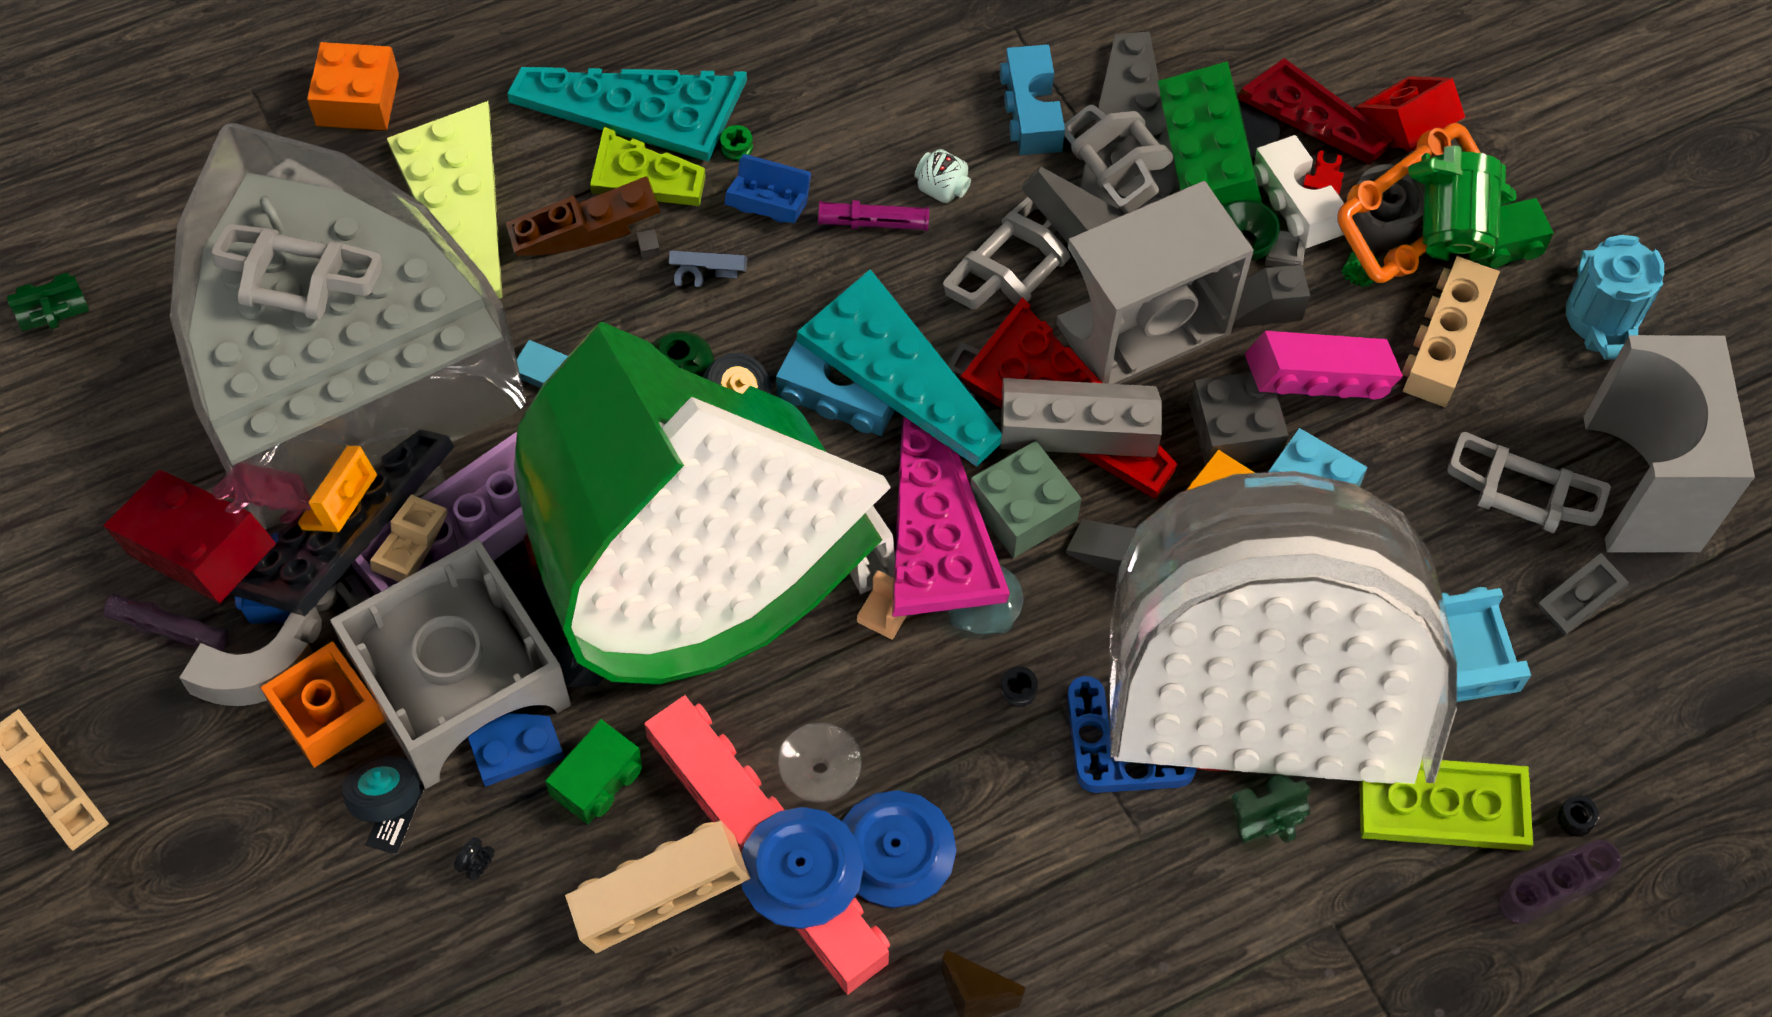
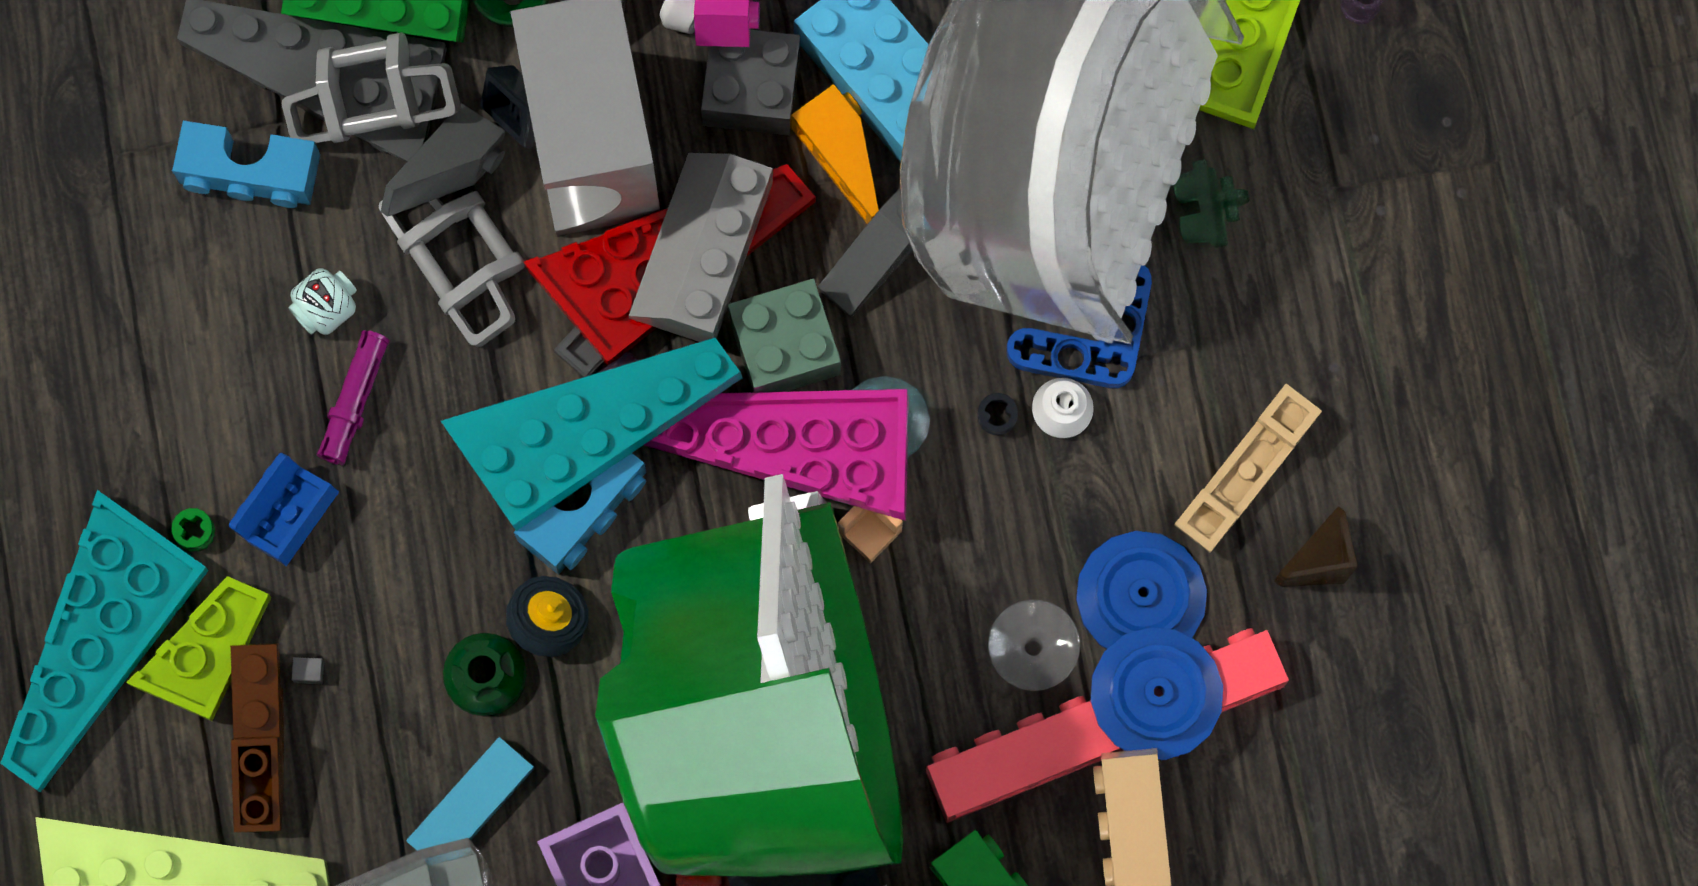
camera: 75 degrees left, 15 degrees up
(724, 265) = (369, 591): sand blue plate -> none
(1036, 908) = (1248, 468): none -> tan slope
(1043, 738) = (1060, 419): none -> white cone

